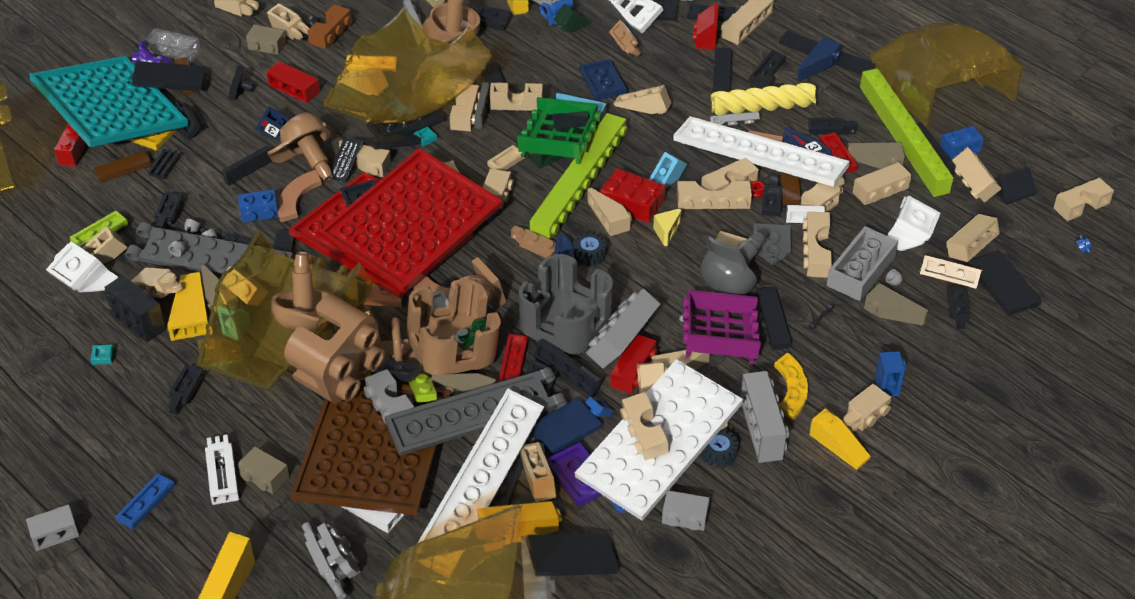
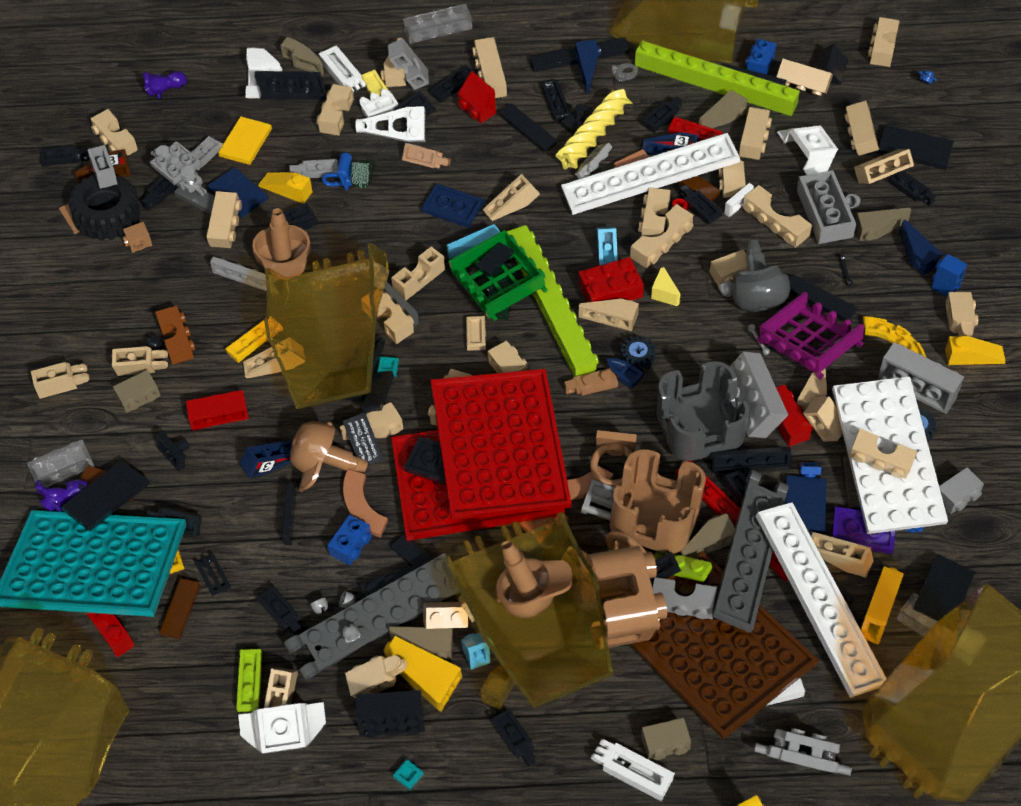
camera: 45 degrees left, 10 degrees up
(466, 337) = (670, 500): dark green plate -> none
(776, 242) = (738, 234): dark grey tile -> none
(837, 79) = (617, 71): none -> clear piece
(898, 338) = (920, 251): none -> dark blue slope

